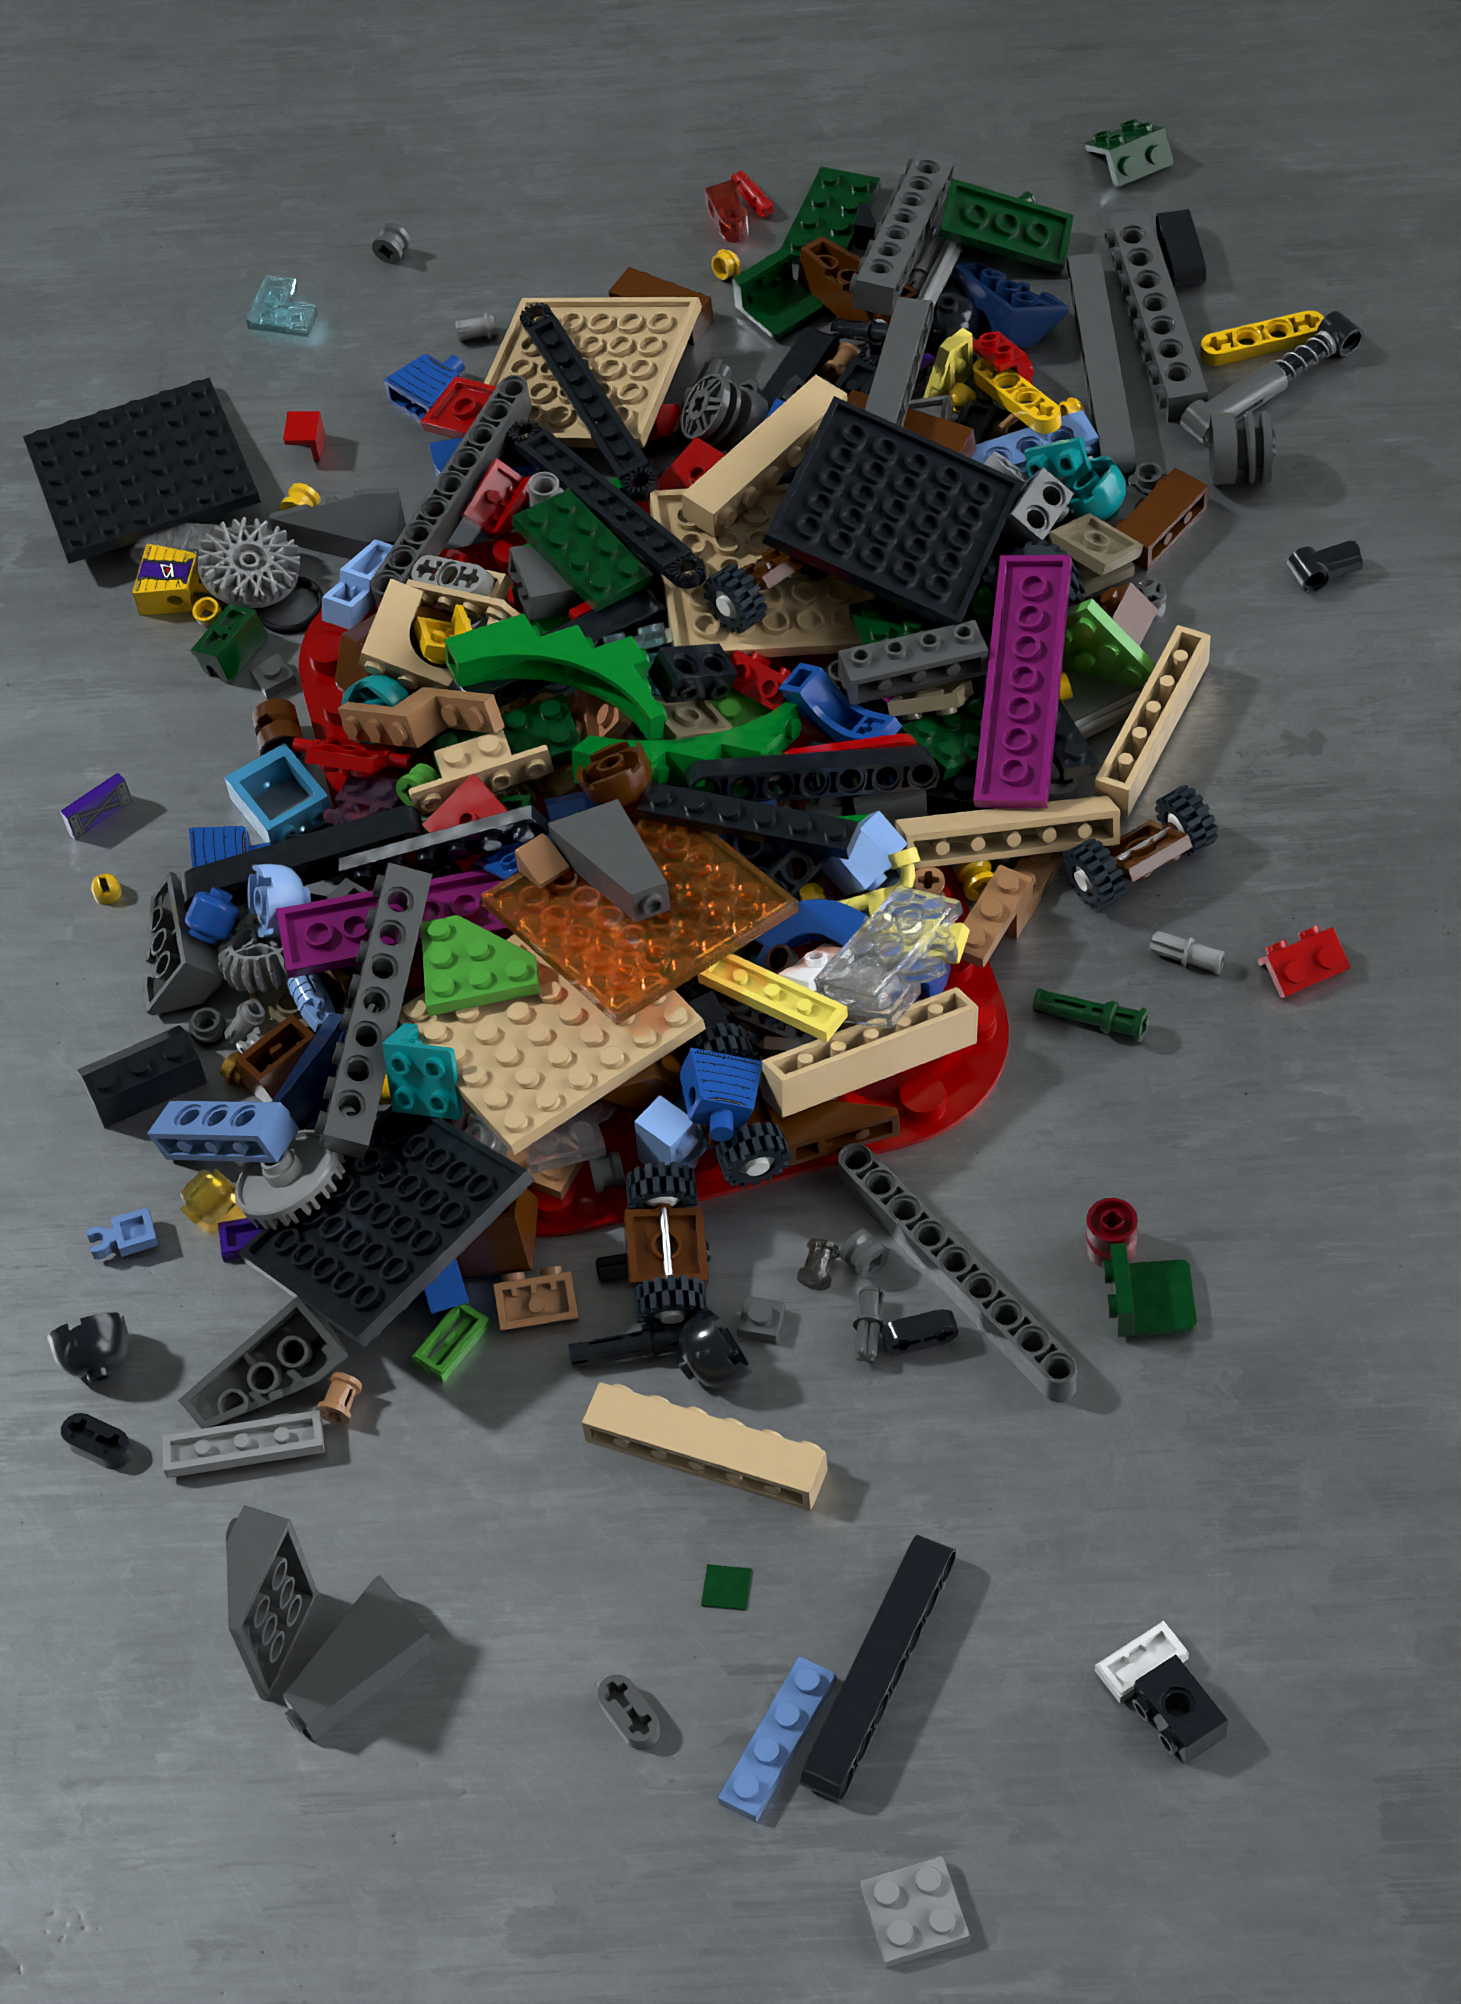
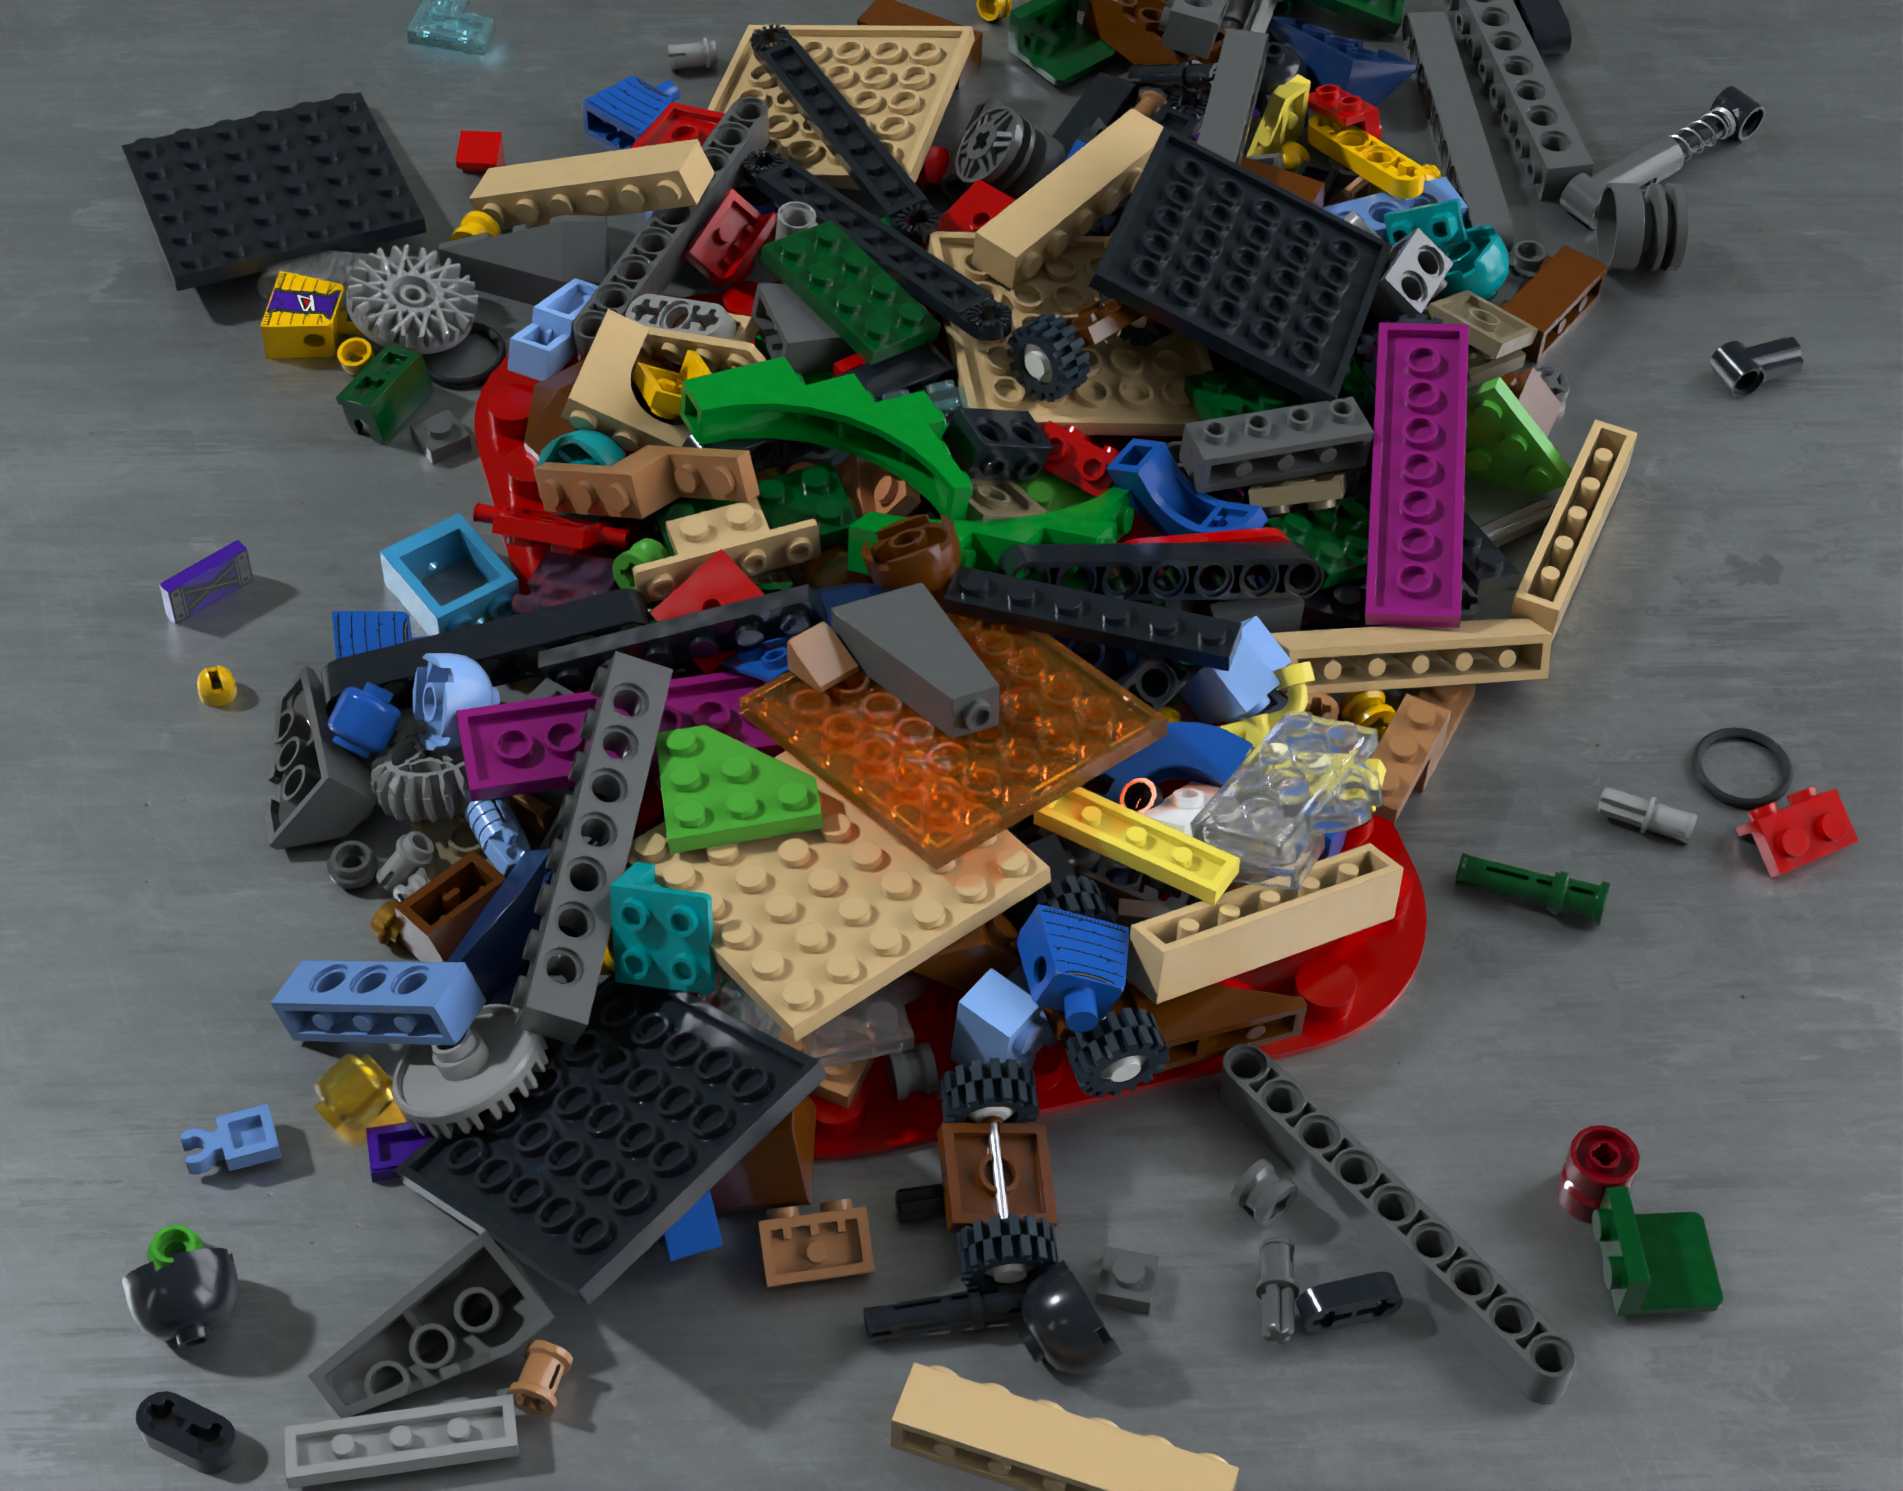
camera: 10 degrees left, 5 degrees down
(80, 1307) = (169, 1240): none -> bright green plate
(143, 1075) = (263, 928): black slope -> none
(275, 724) = (445, 490): reddish brown wheel -> none
(389, 459) = (595, 184): none -> tan brick
(463, 1347) = (687, 1341): bright green tile -> none
(818, 1264) = (1203, 1206): clear smoke bush -> none
(1184, 831) = (1622, 661): plate -> none
(1269, 938) = (1730, 799): none -> black tyre
(1294, 325) = (1601, 122): yellow beam -> none

